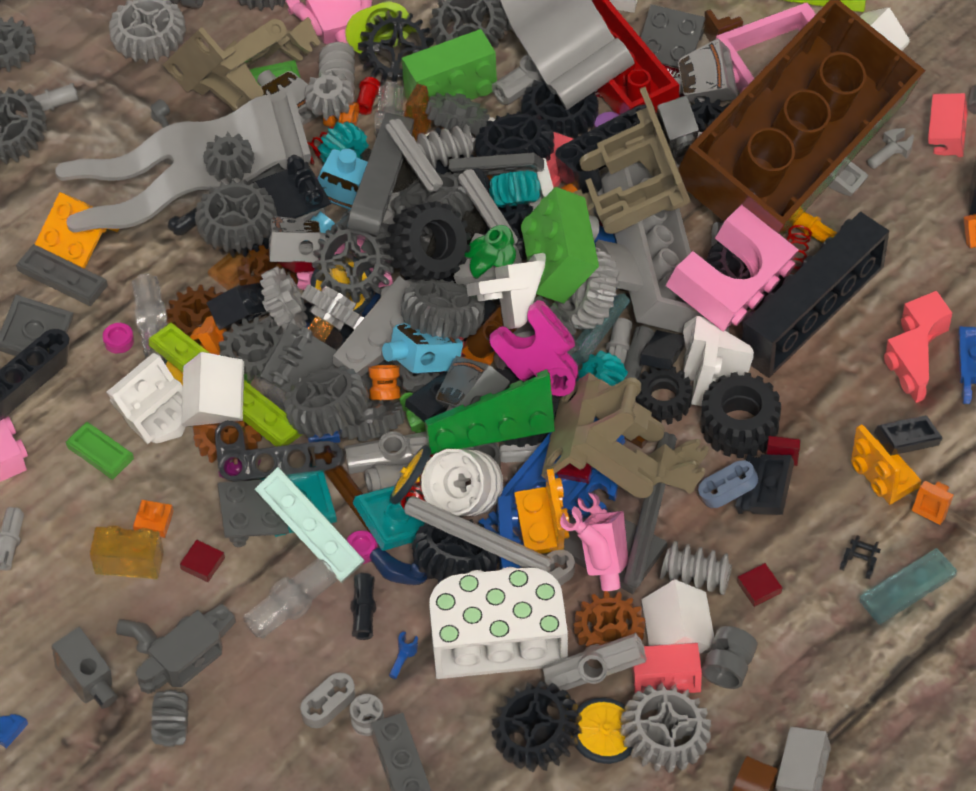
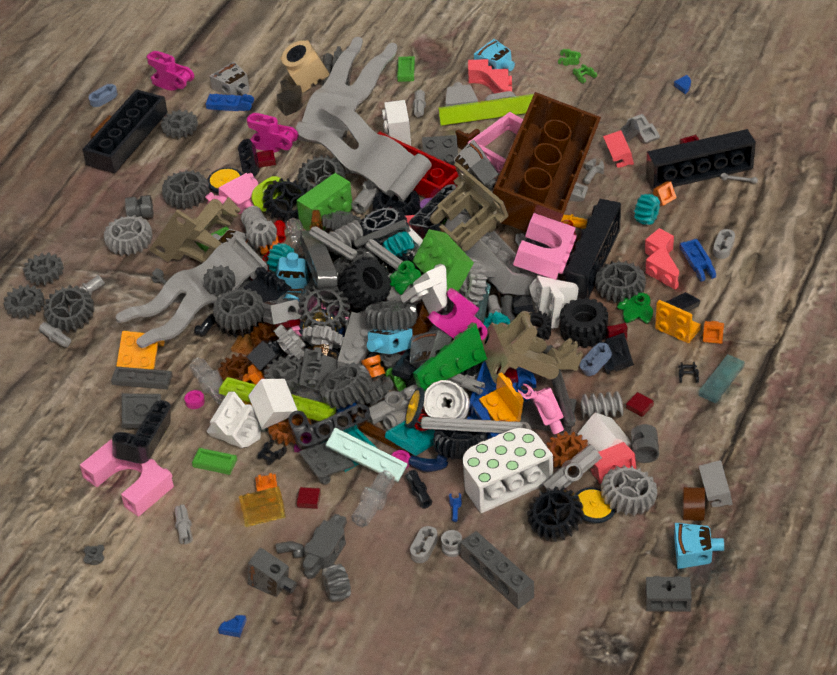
camera: 20 degrees left, 10 degrees down
(186, 473) = (274, 455): none -> black piece
(508, 457) = (467, 383): none -> light grey axle
(815, 369) = (619, 281): none -> dark grey gear
(833, 418) = (634, 309): none -> green plate
(936, 249) = (647, 209): none -> teal gear

